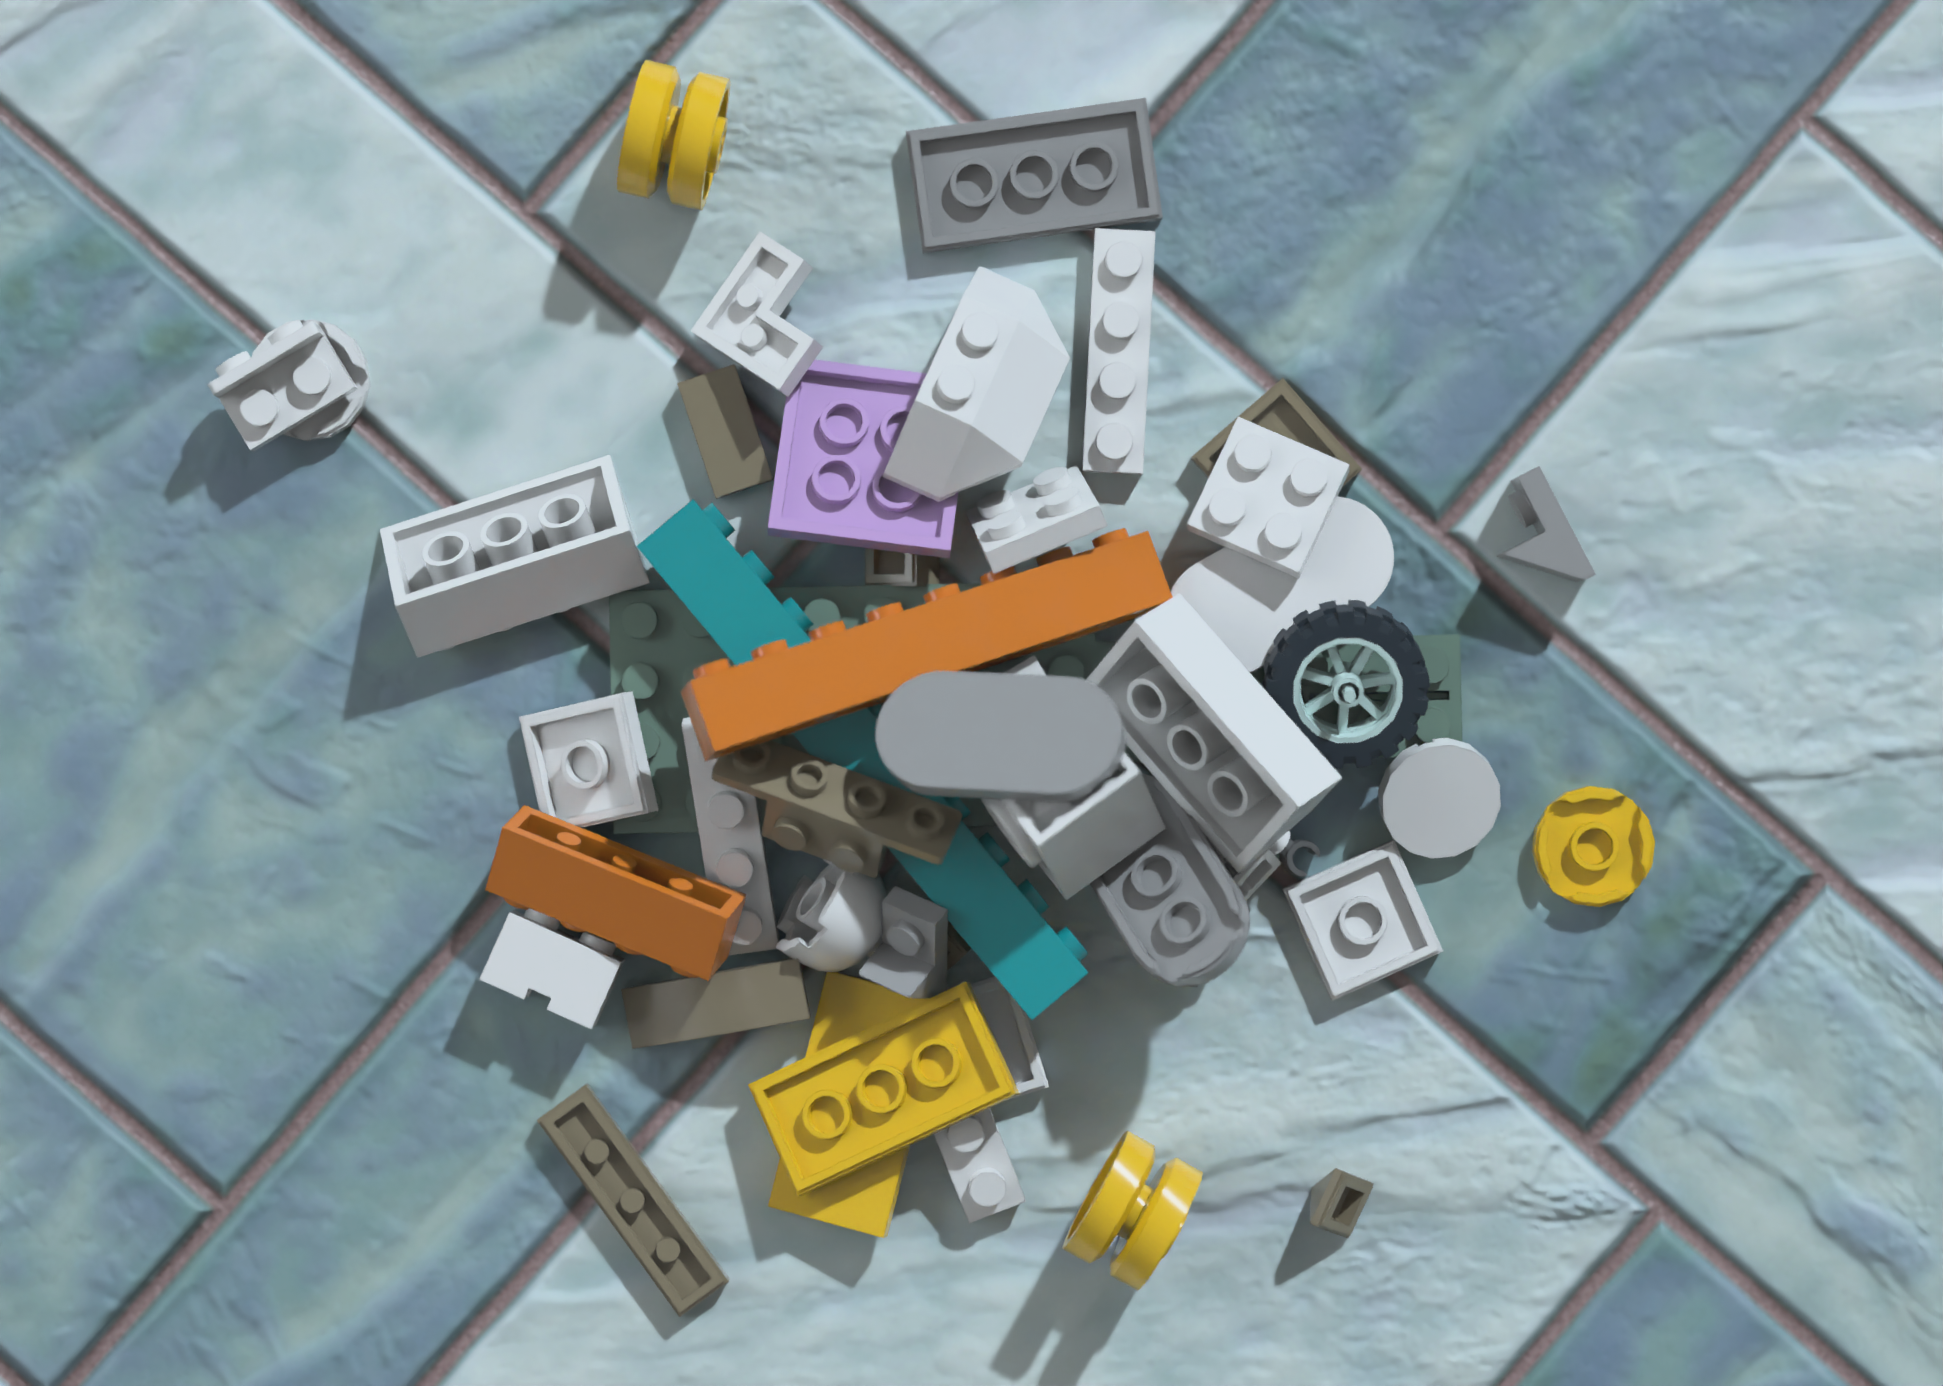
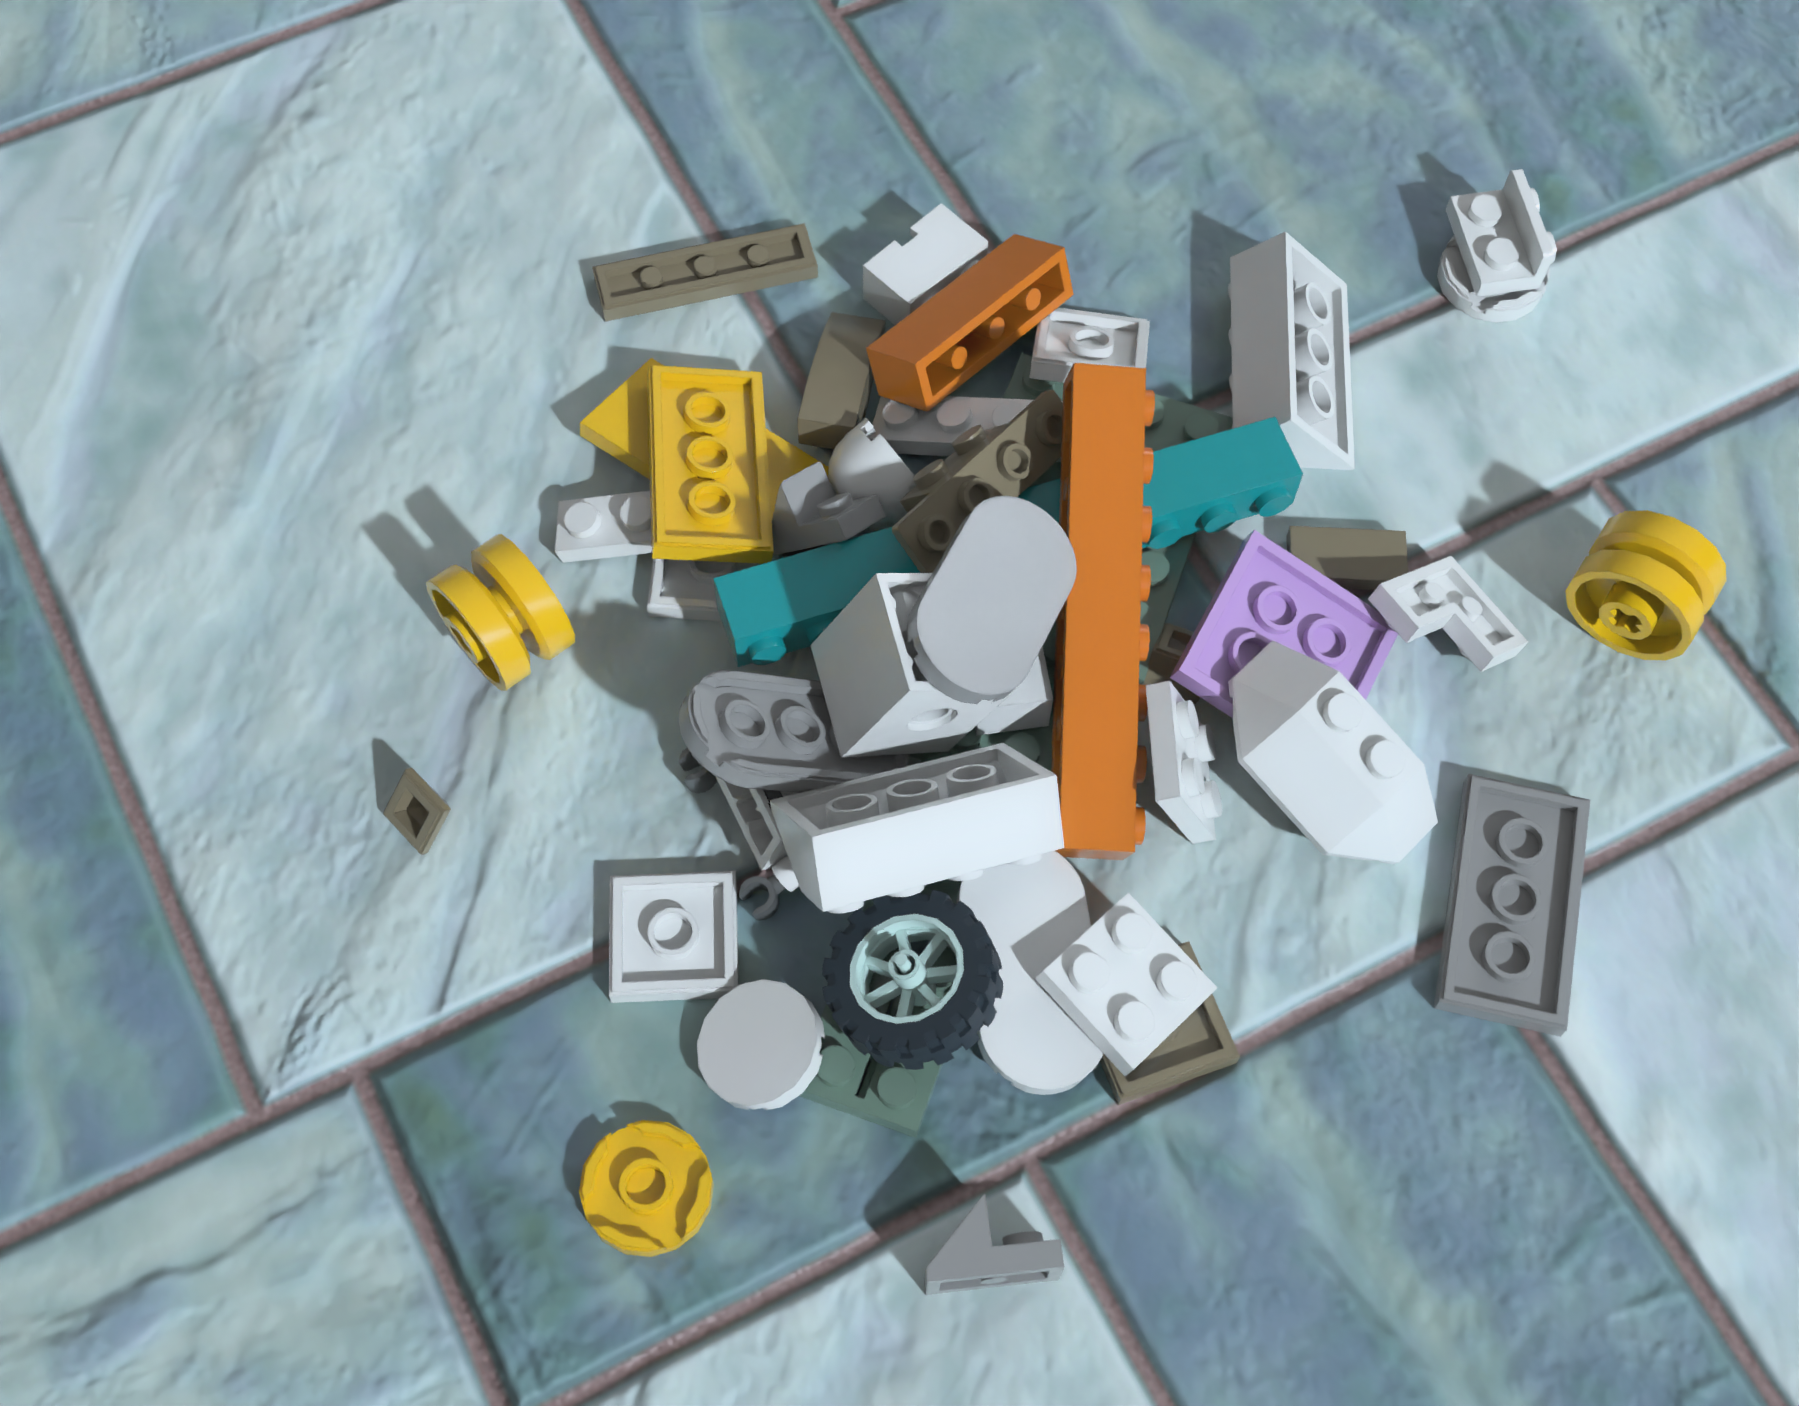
camera: 115 degrees right, 25 degrees down
(1118, 351) = (1316, 916): white plate -> none

